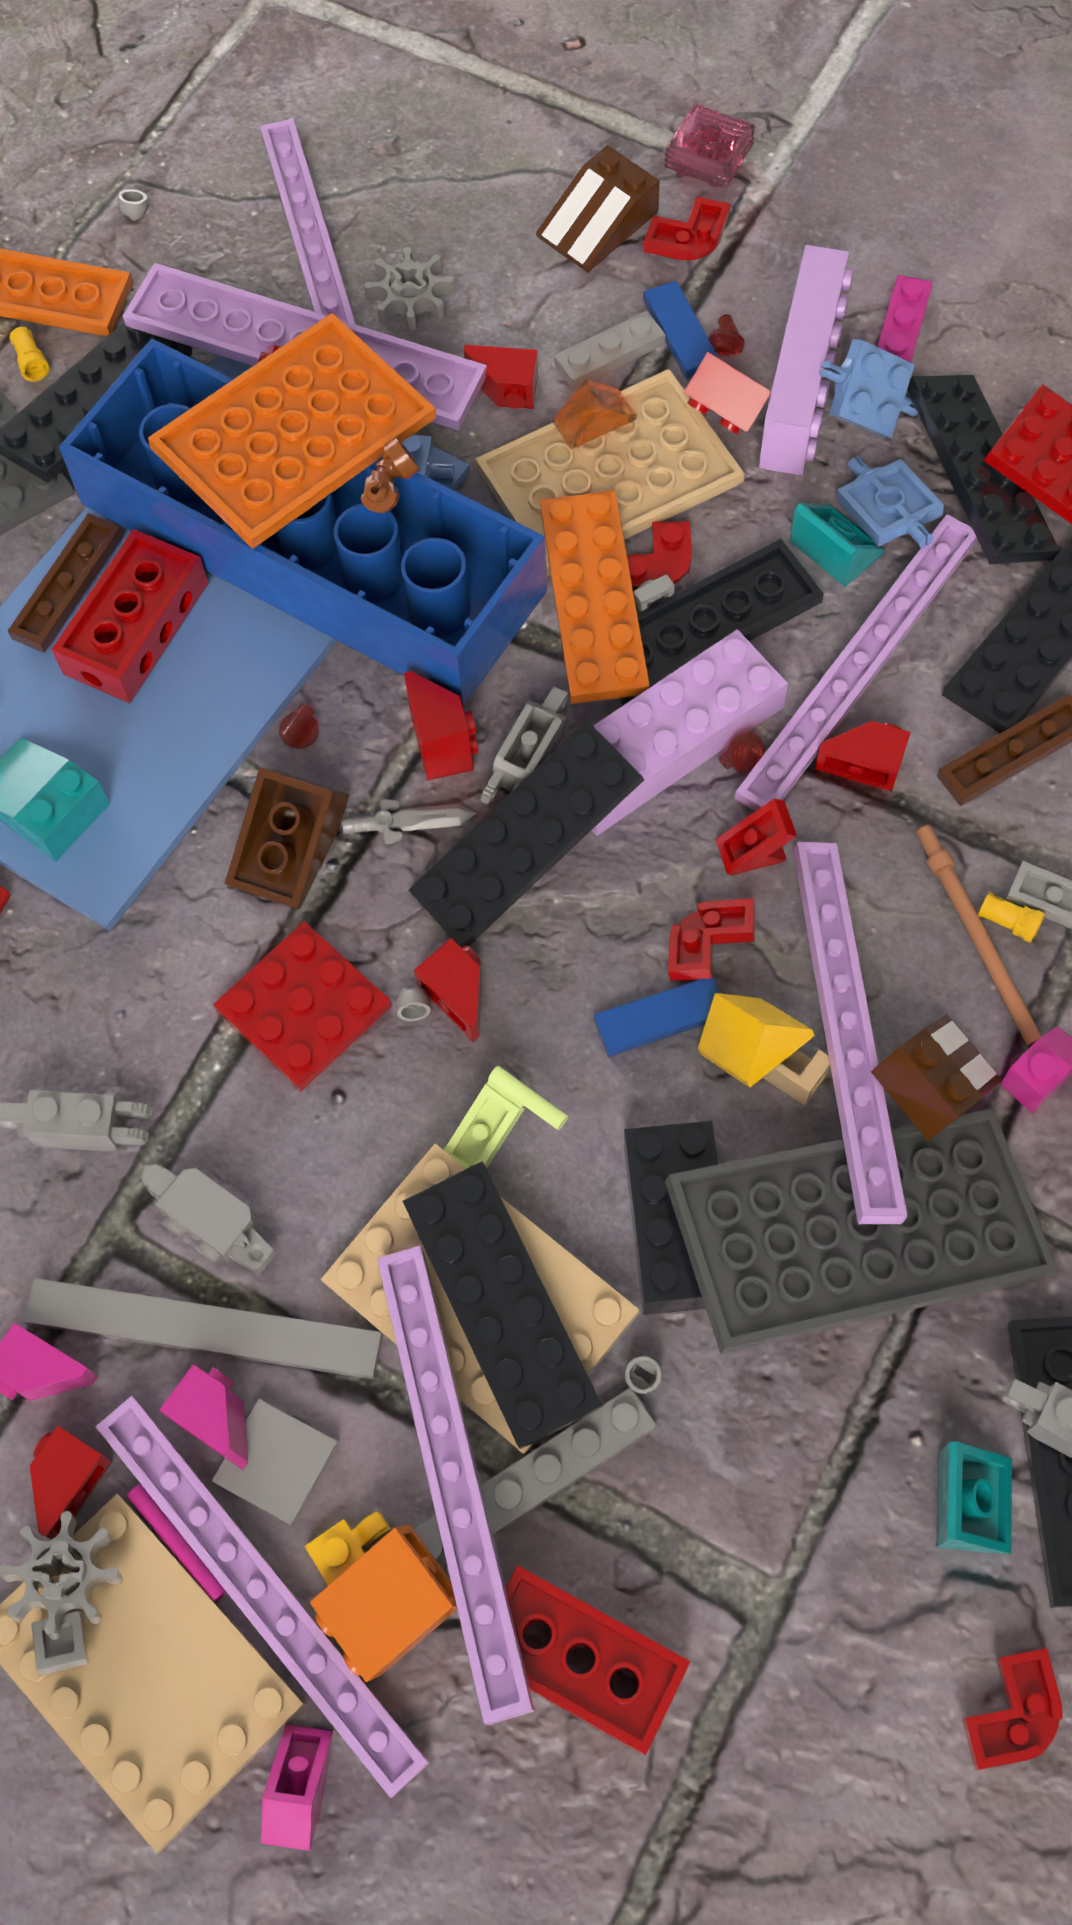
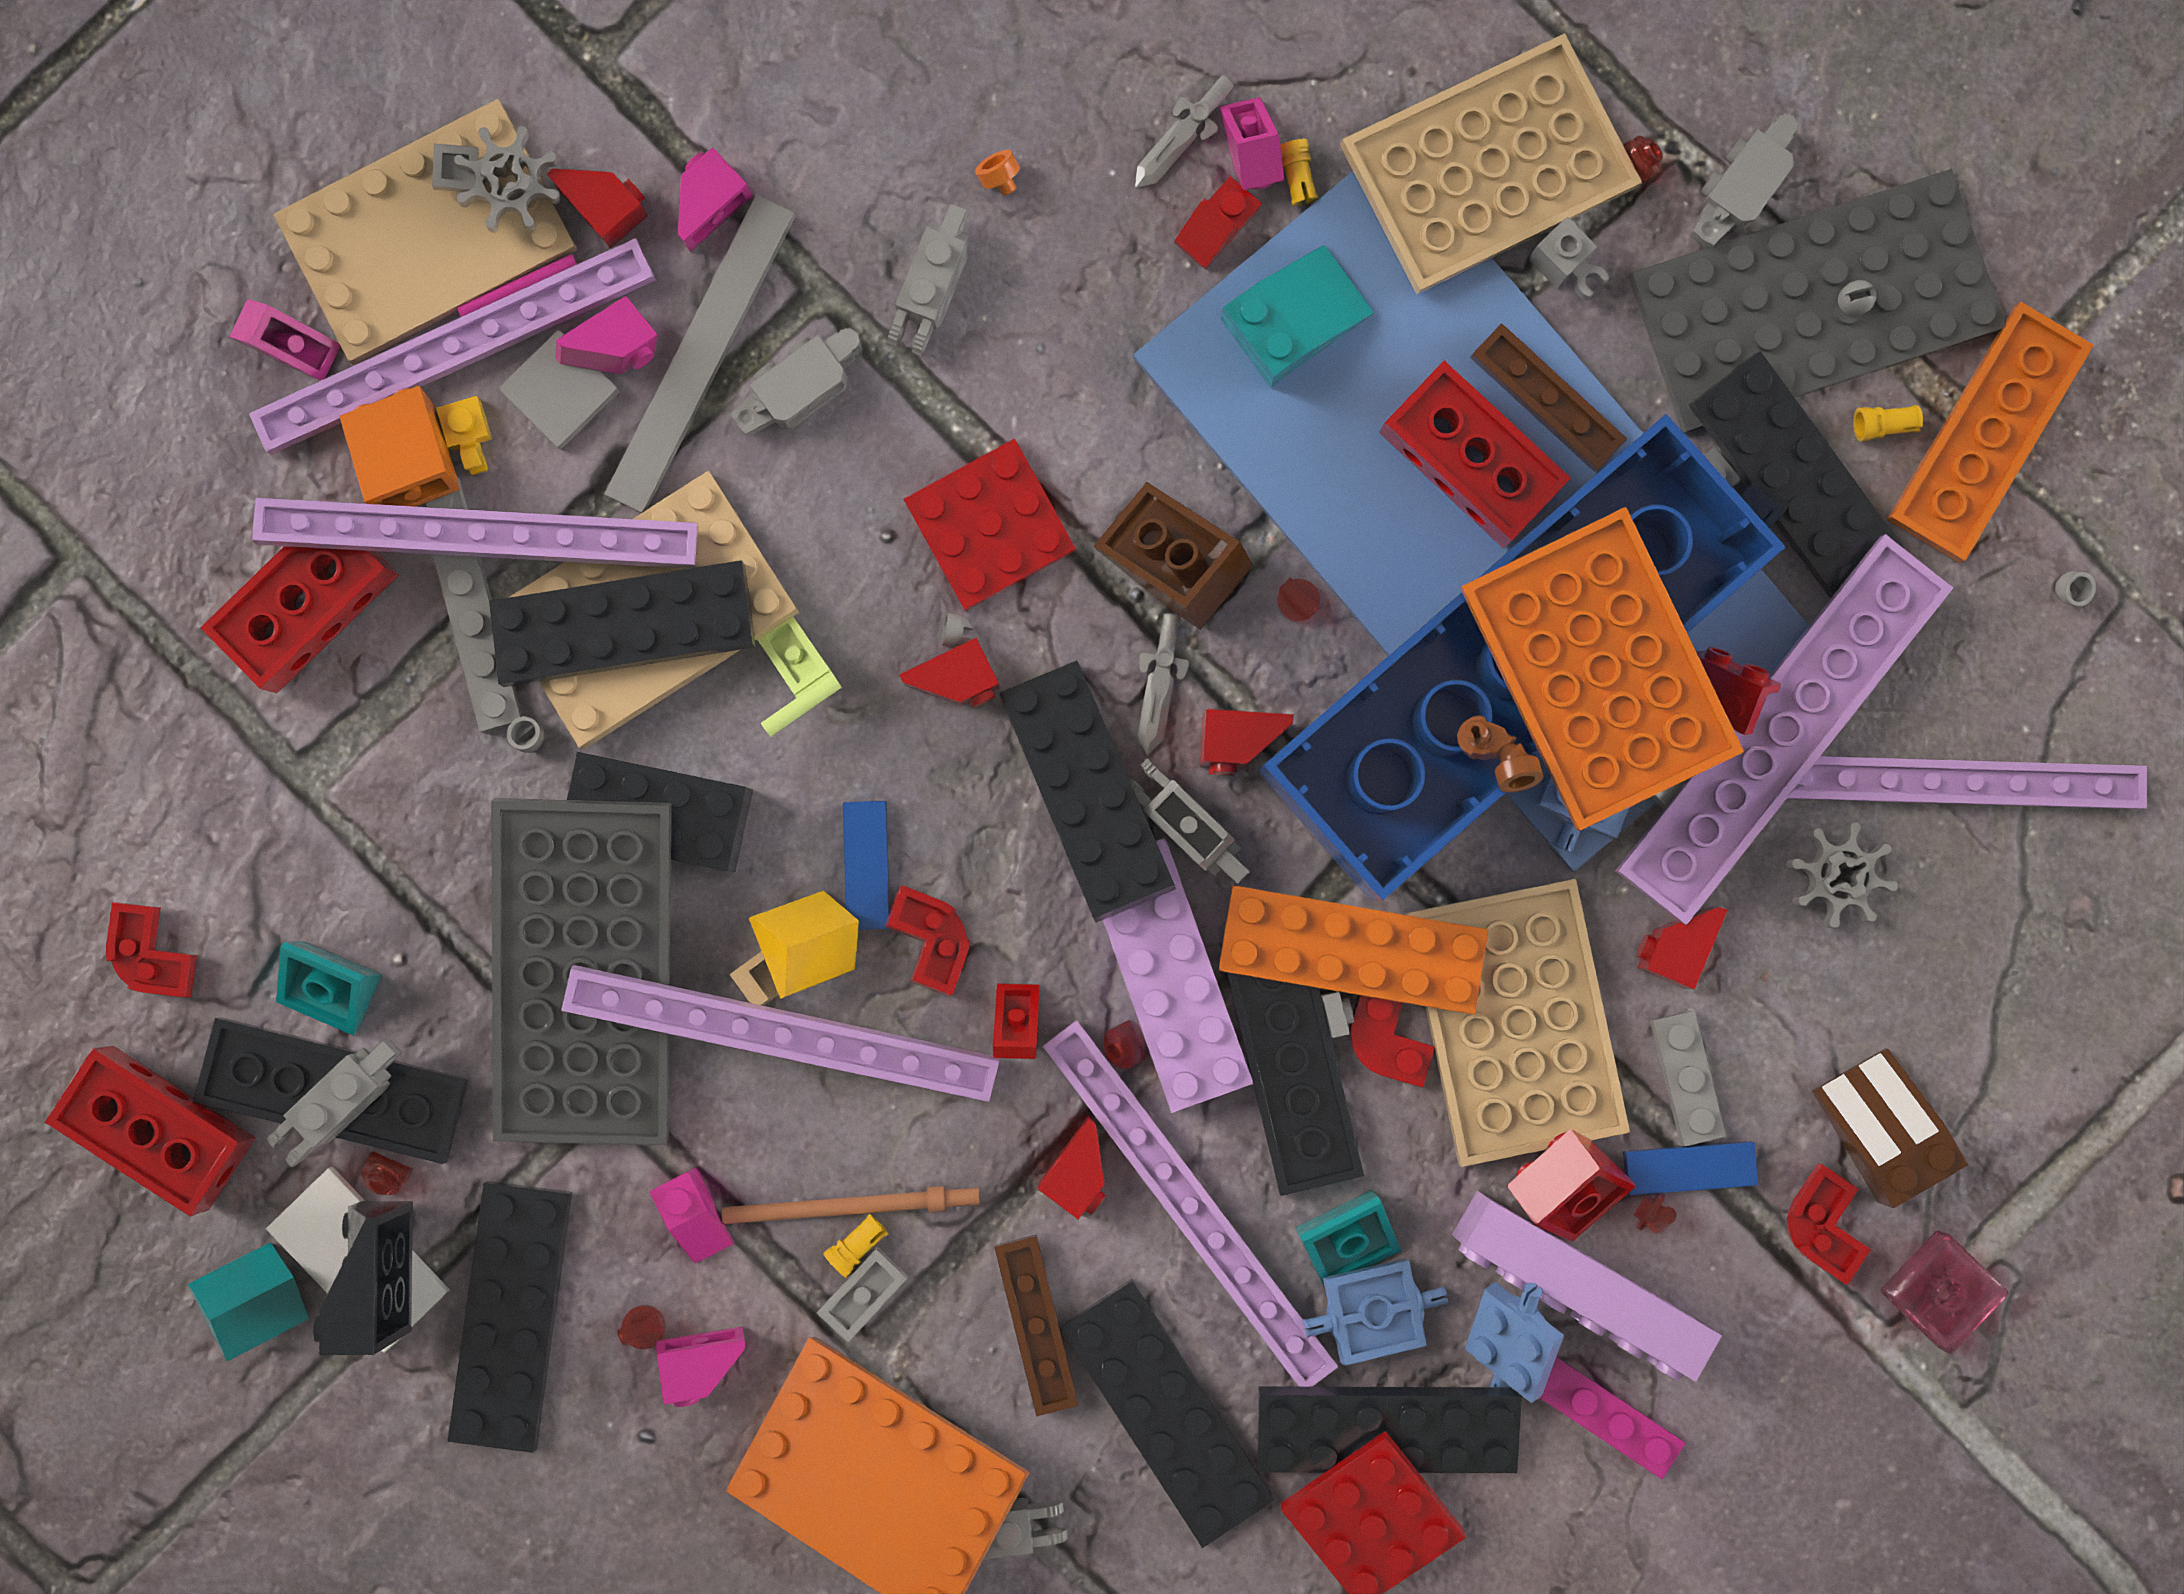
camera: 105 degrees right, 20 degrees up
(592, 413) = (1586, 1025): clear orange slope -> none
(936, 1076) = (701, 1103): reddish brown slope -> none

